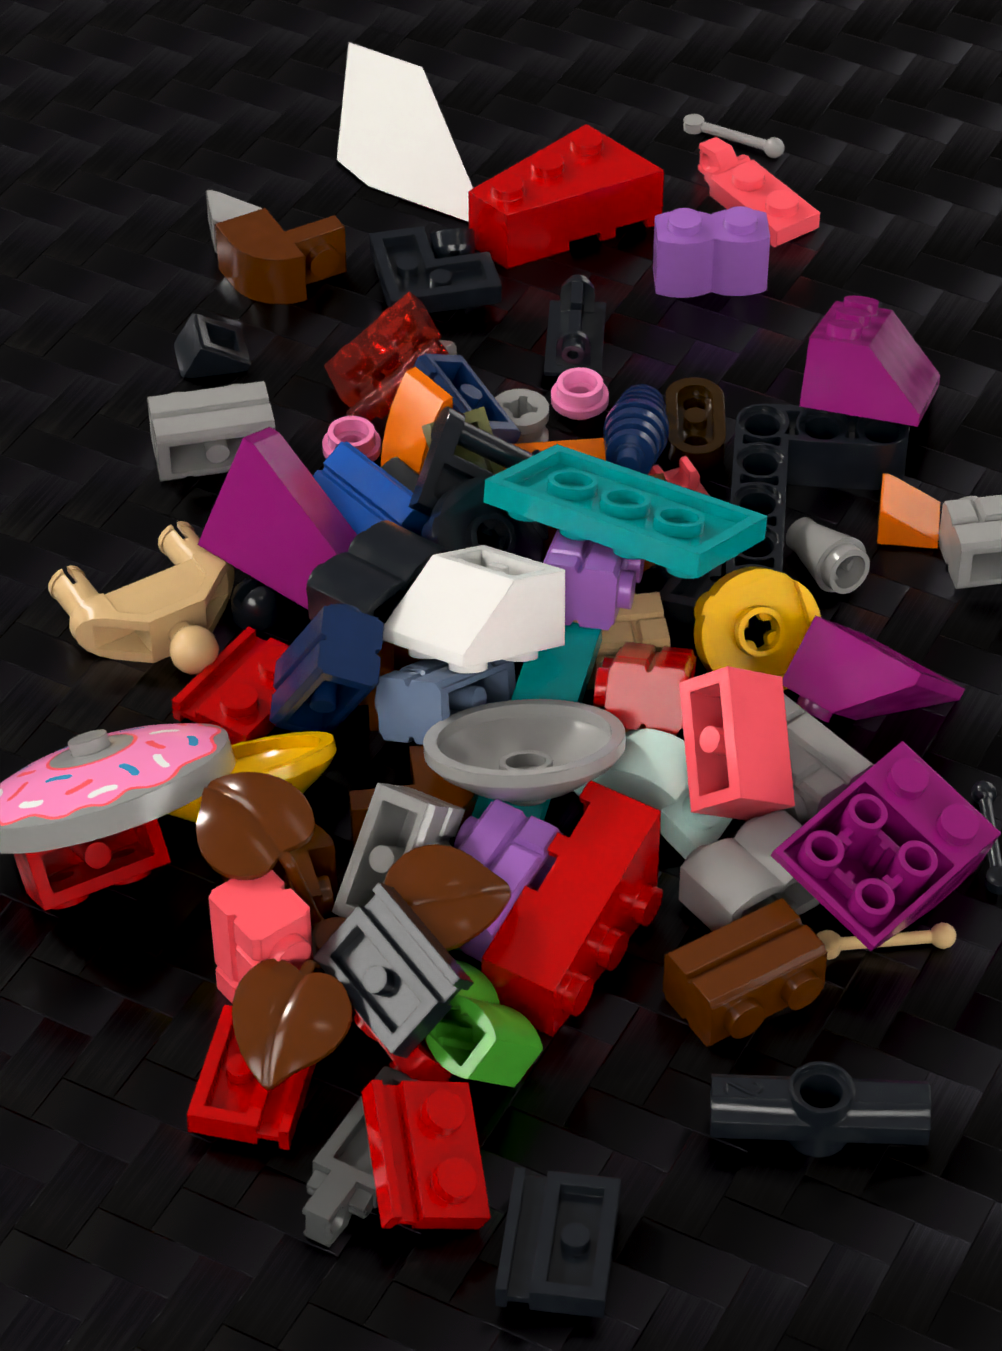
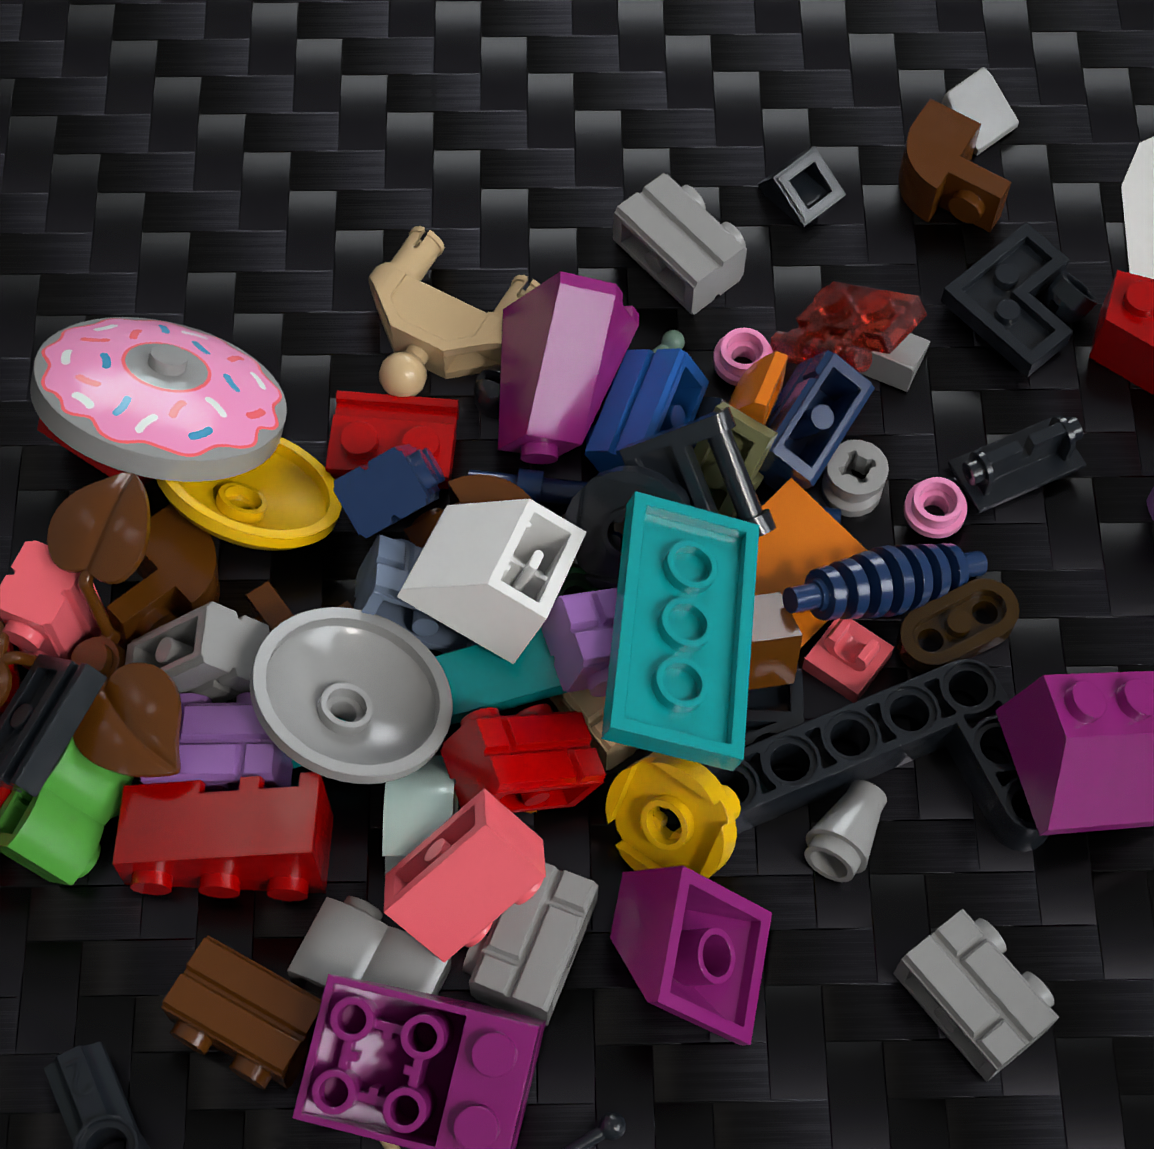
camera: 60 degrees right, 20 degrees up
(373, 571) = (504, 463): black brick -> none
(907, 515) = (959, 878): orange slope -> none

